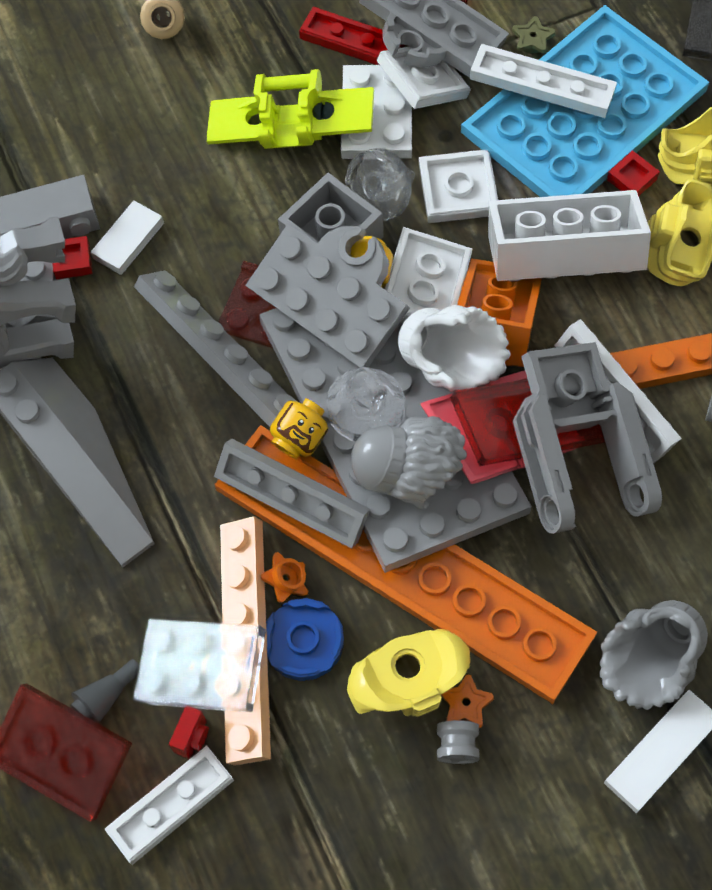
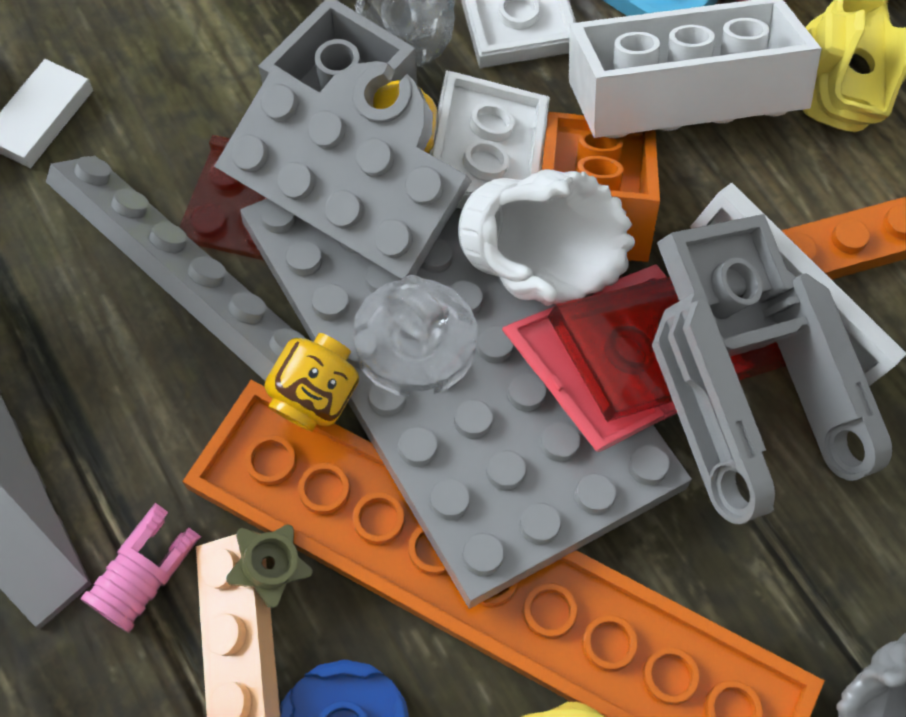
camera: 10 degrees left, 0 degrees up
(182, 539) = (134, 579): none -> bright pink hinge
(269, 526) = (272, 545): none -> olive plate
(292, 493) = (308, 488): light grey plate -> none
(293, 570) = (325, 624): orange plate -> none
(409, 458) = (497, 421): light grey hair -> none

